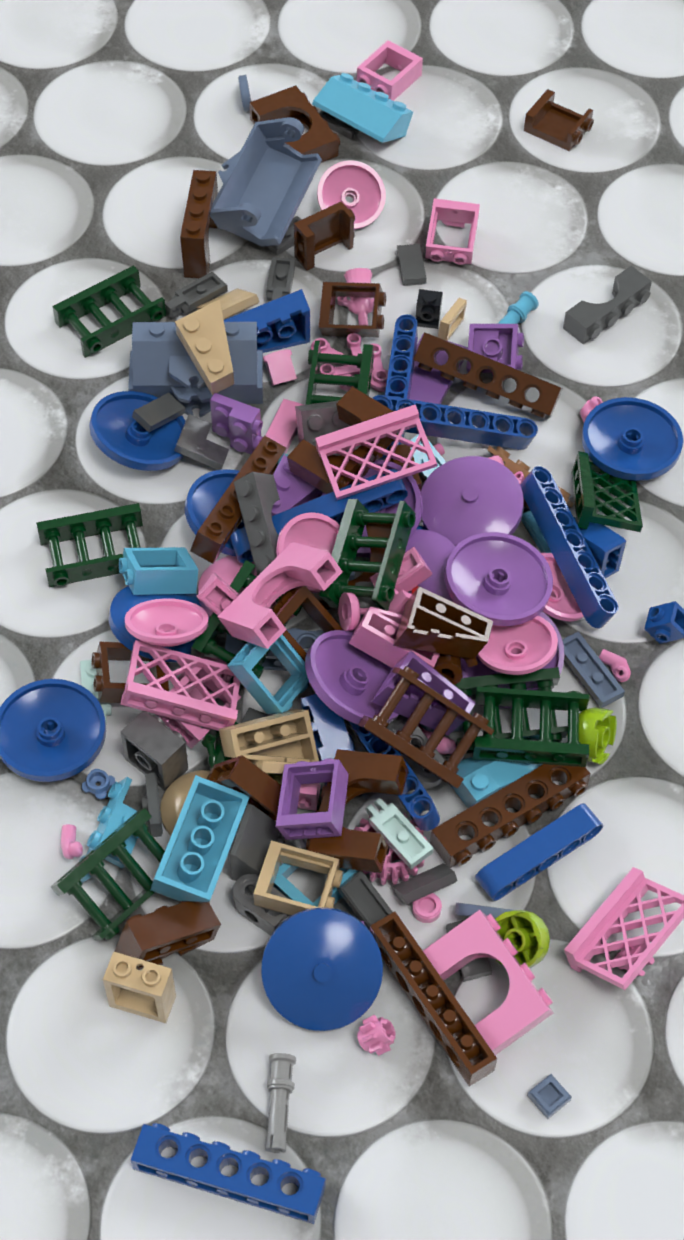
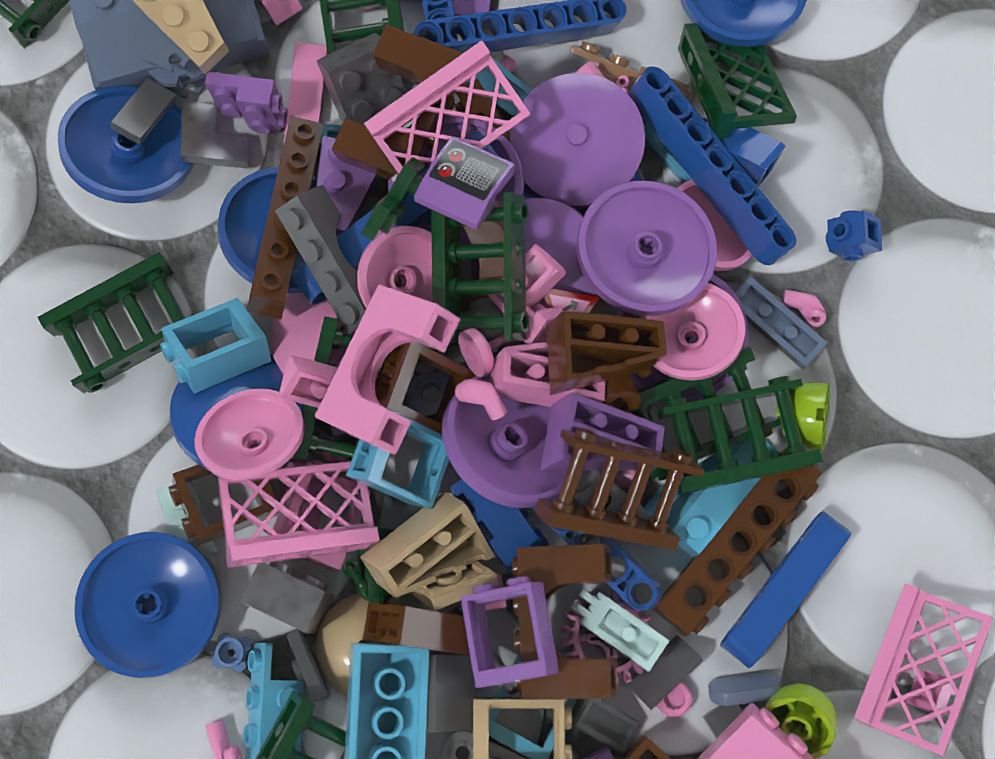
camera: 15 degrees left, 20 degrees up
(316, 497) = (391, 209): none -> dark green plate
(343, 635) = (481, 393): none -> bright pink arm
(374, 491) = (464, 182): none -> slope

